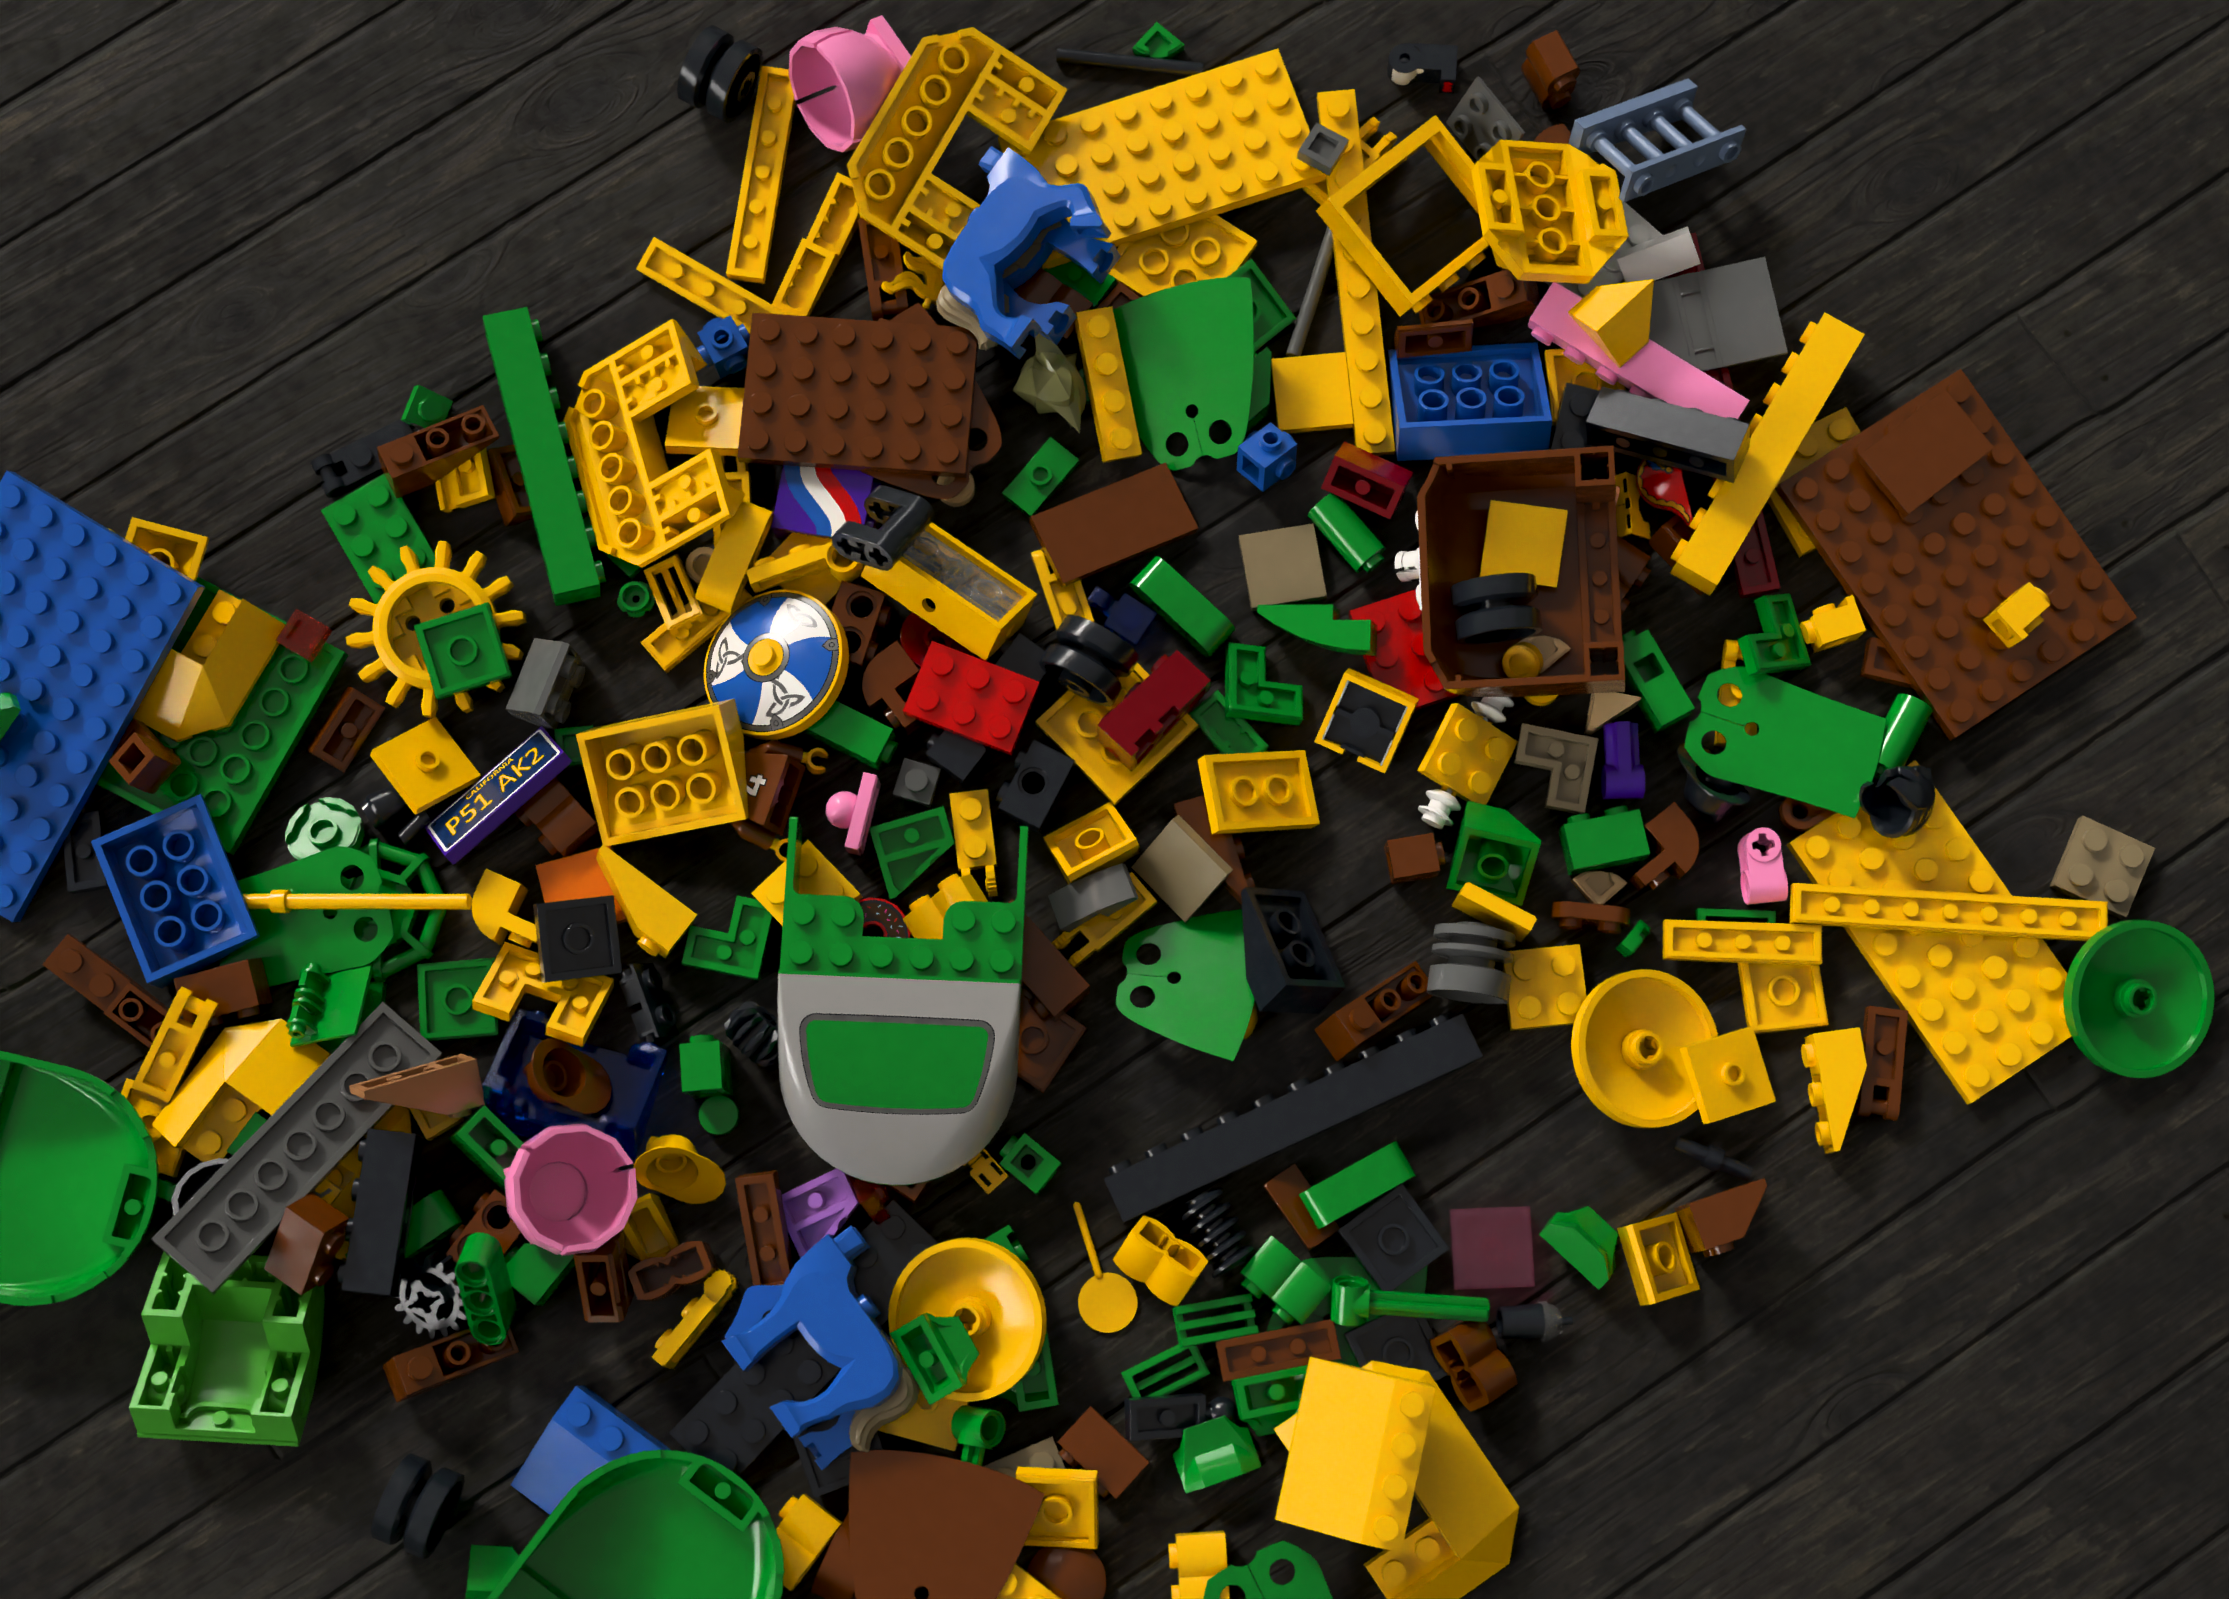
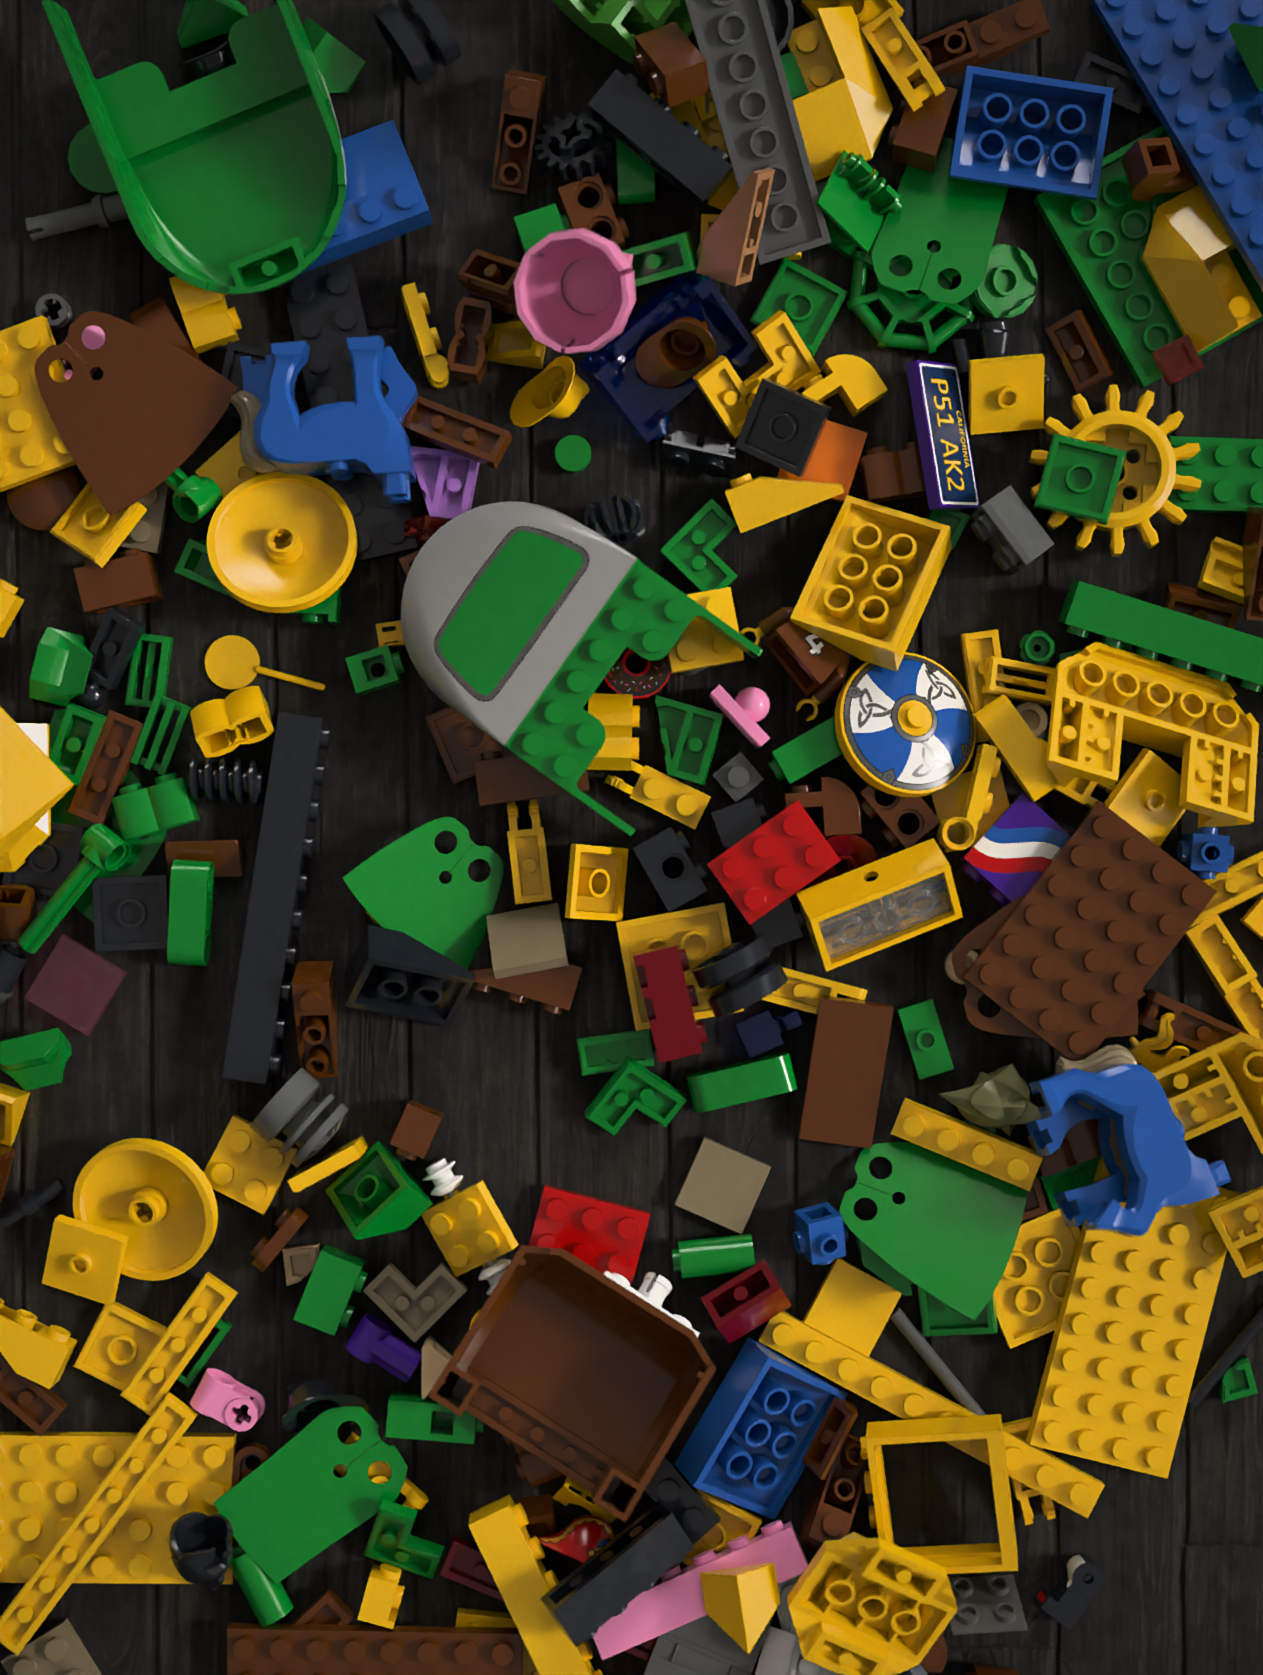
camera: 120 degrees right, 10 degrees up
(283, 901) = (964, 215): yellow bar -> none
(485, 1288) = (547, 183): green beam -> none
(705, 1067) = (612, 463): green brick -> none
(903, 521) = (938, 866): black connector -> none
(936, 1353) = (268, 499): green slope -> none
(1093, 895) = (549, 854): dark grey slope -> none
(1258, 791) = (547, 1041): yellow plate -> none
(1322, 149) = (1050, 1456): dark grey plate -> none
(1322, 627) = (647, 1183): green slope -> none
(1366, 719) = (549, 1168): black piece -> none
(1496, 608) = (563, 1332): black wheel -> none
(1522, 660) = (509, 1324): yellow tile -> none
(1524, 541) = (605, 1392): yellow tile -> none
(1550, 648) = (509, 1347): tan tile -> none
(1633, 939) = (239, 1258): green tile -> none
(1676, 846) = (287, 1344): reddish brown brick -> none

